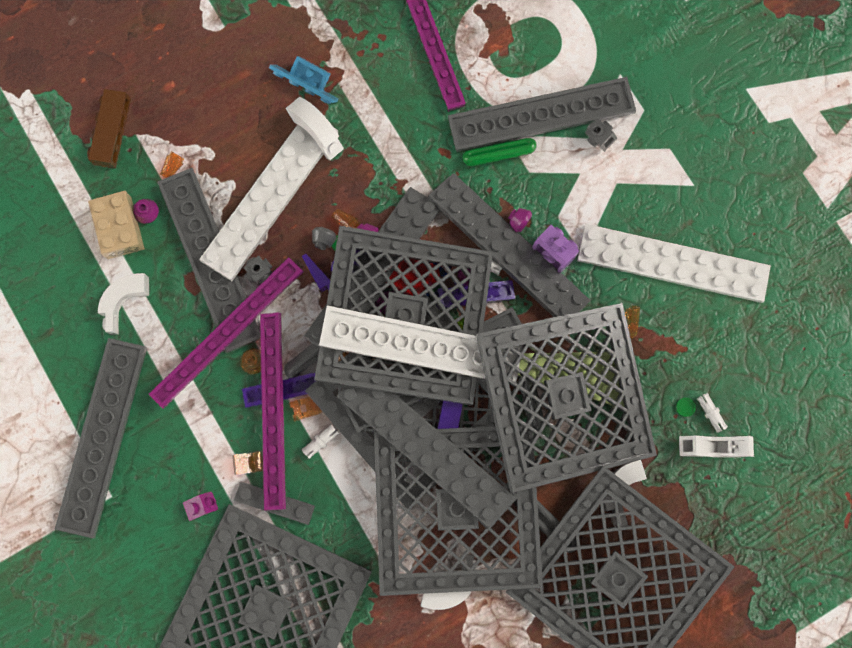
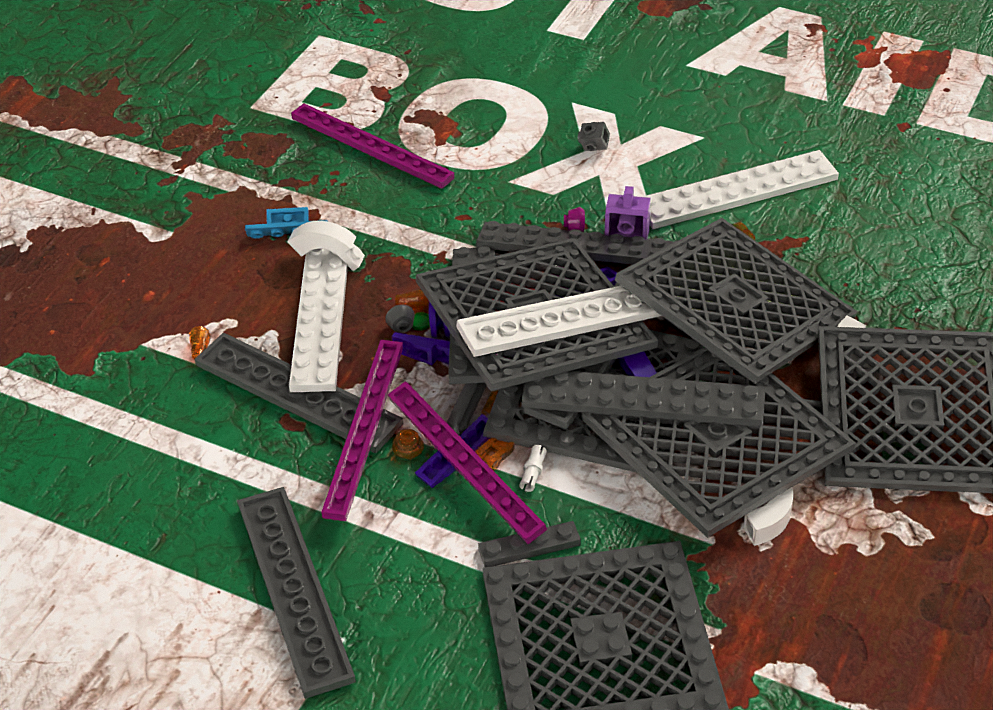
camera: 30 degrees left, 35 degrees down
(109, 128) = (111, 347): reddish brown brick -> none
(116, 225) = (176, 410): tan brick -> none
(116, 294) = (221, 458): white arch -> none
(145, 211) = (197, 389): magenta cone -> none
(200, 506) = (451, 586): magenta bracket -> none
(247, 463) = (476, 522): clear orange bracket -> none
(261, 275) = (355, 371): dark grey brick -> none
(499, 152) = (514, 190): green piece -> none
(541, 114) = (524, 153): dark grey plate -> none
(685, 407) = (847, 273): green piece -> none
(712, 412) = (873, 262): white pin -> none
(716, 446) = (904, 279): white arch -> none

